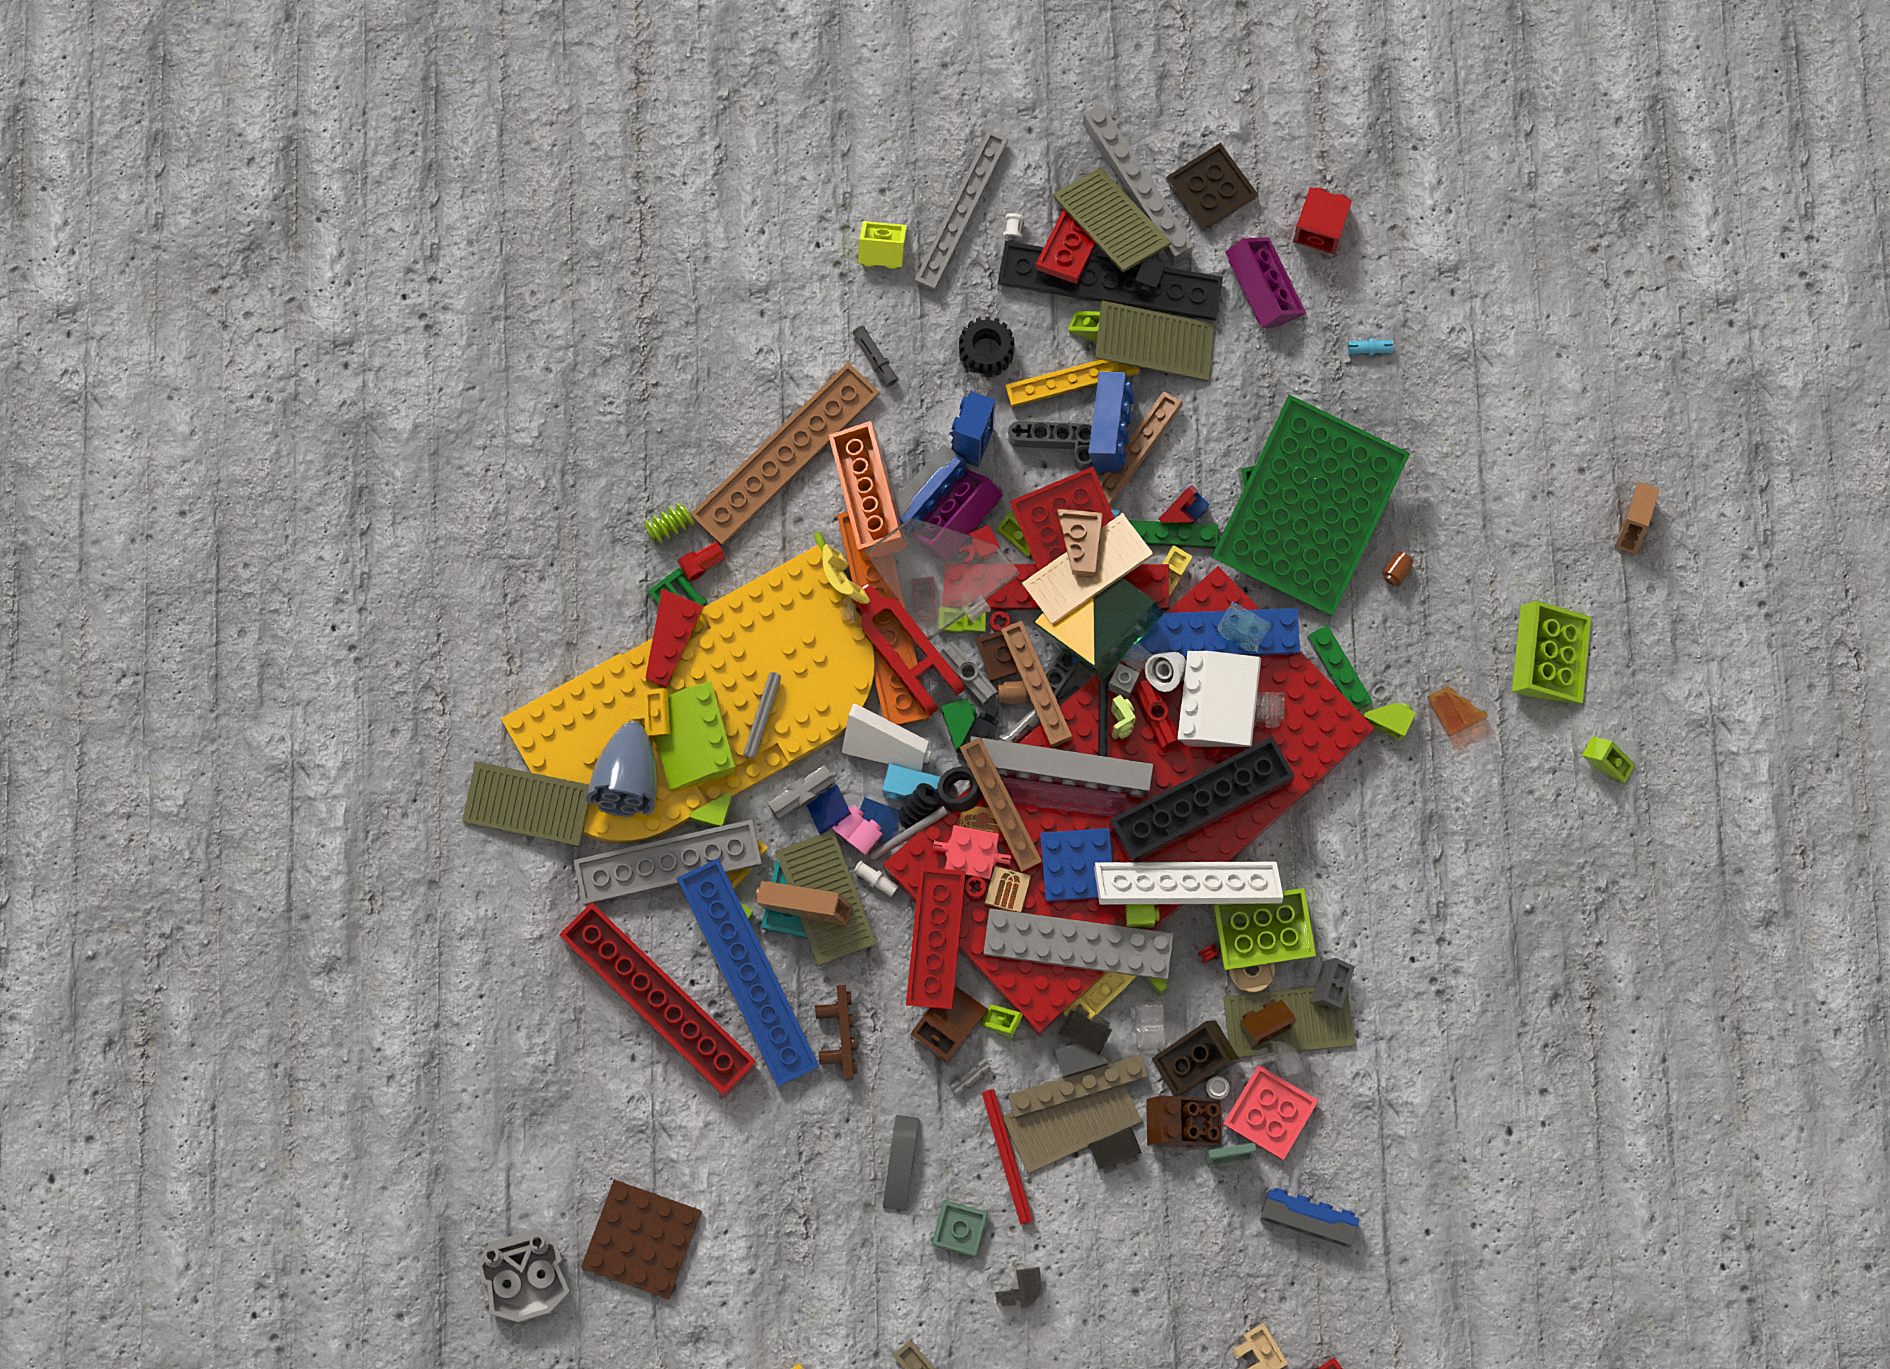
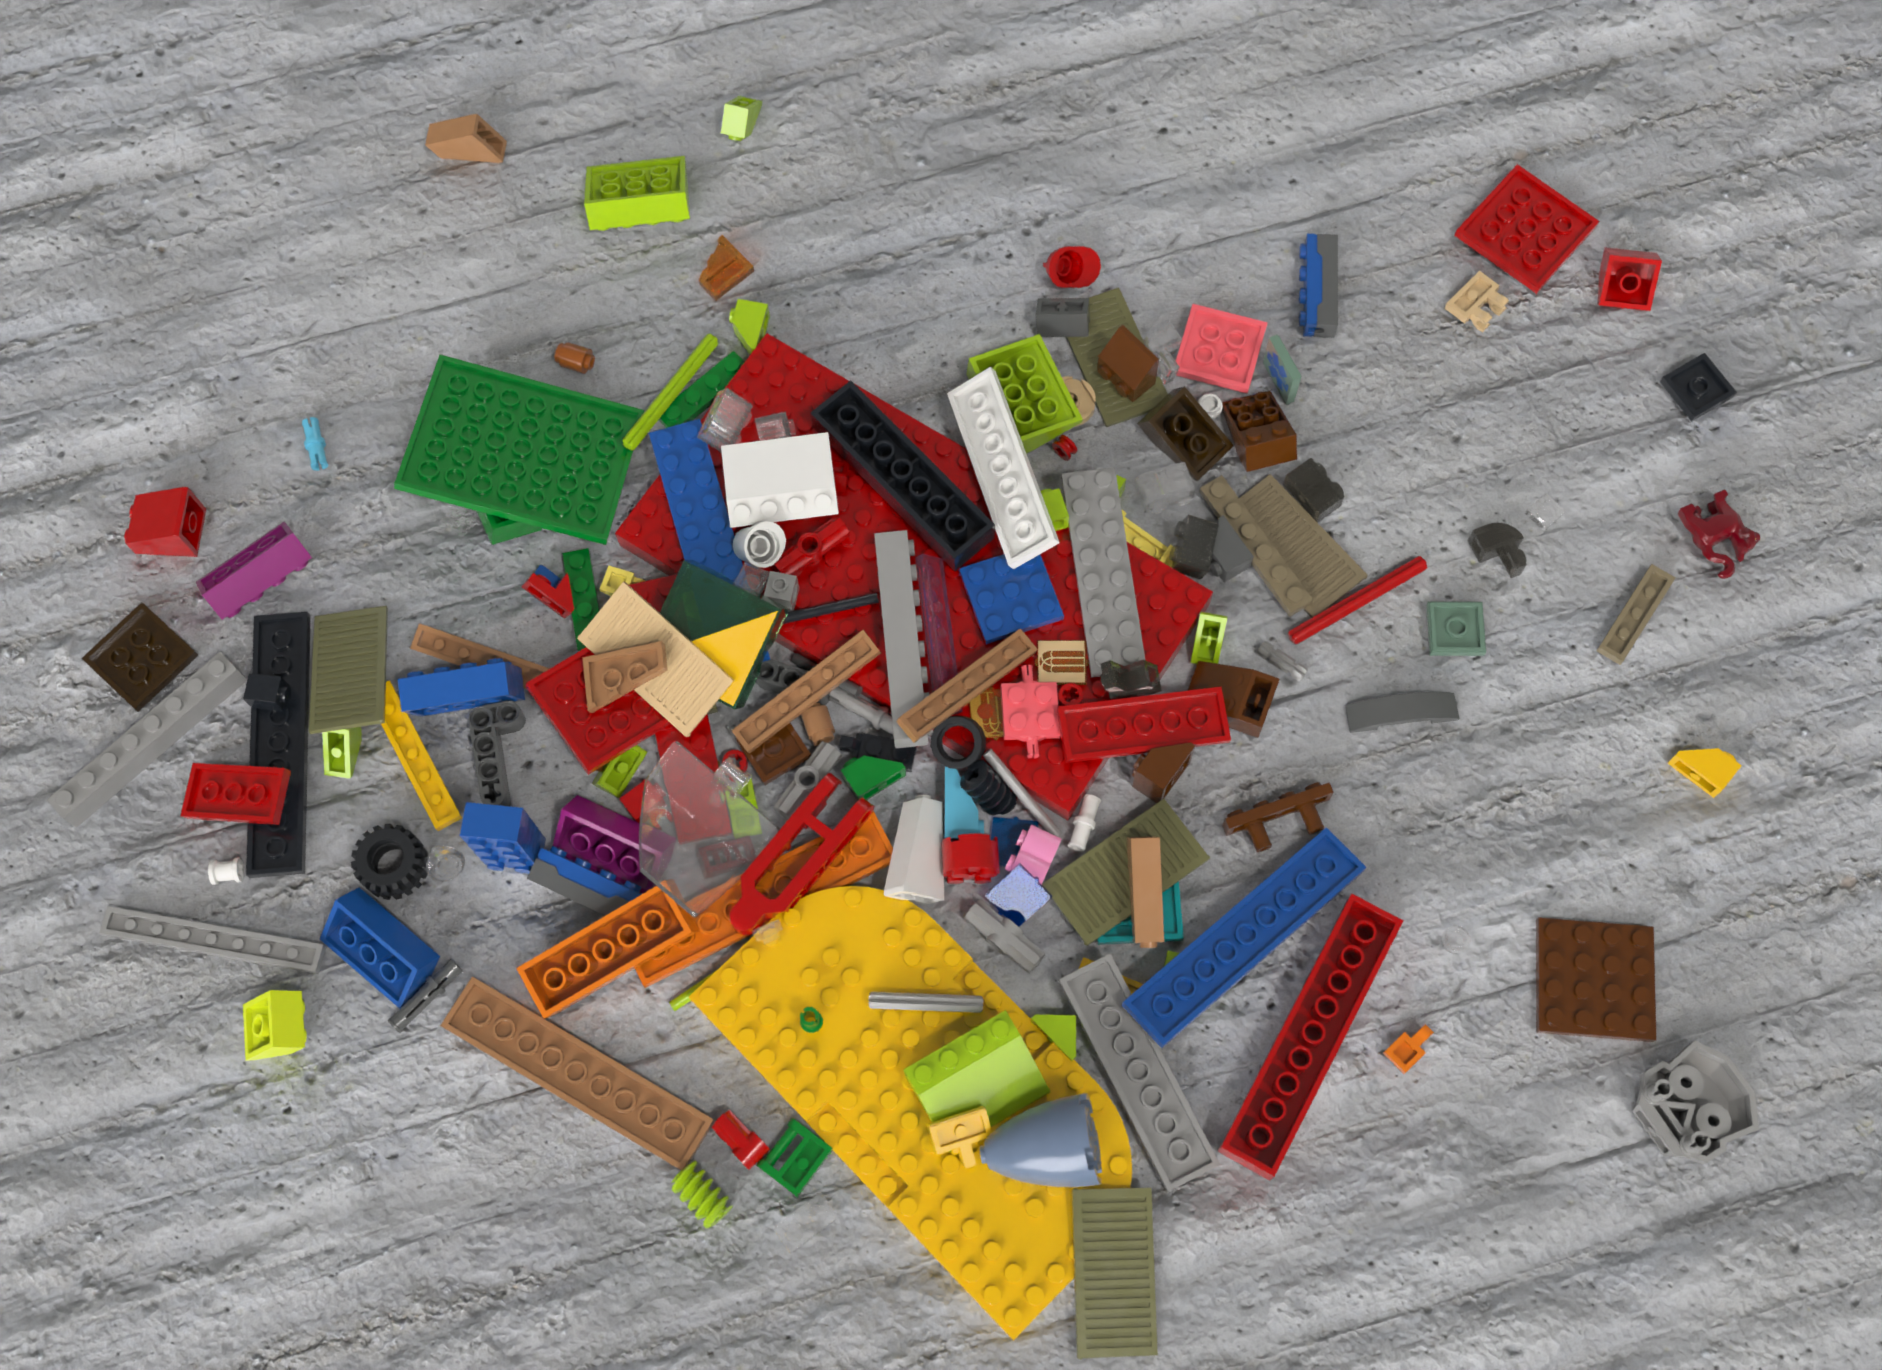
camera: 100 degrees left, 5 degrees down
(627, 1072) = (1407, 1050): none -> orange plate
(672, 632) = (845, 1144): red wing -> none
(771, 631) = (811, 1027): none -> green pin
(834, 567) = (708, 969): light yellow slope -> none
(867, 779) = (970, 858): none -> red brick
(896, 944) = (1161, 769): none -> reddish brown slope
(922, 328) = (378, 946): none -> blue slope
(974, 934) = (1130, 680): none -> clear smoke brick
(1111, 219) = (199, 753): olive window -> none
(1123, 712) = (825, 576): yellowish green bracket -> none
(1243, 627) = (687, 474): clear light blue brick -> none
(1289, 670) = (725, 420): none -> clear brick
(1343, 640) = (670, 392): none -> lime axle
(1380, 1005) = (1073, 266): none -> red piece

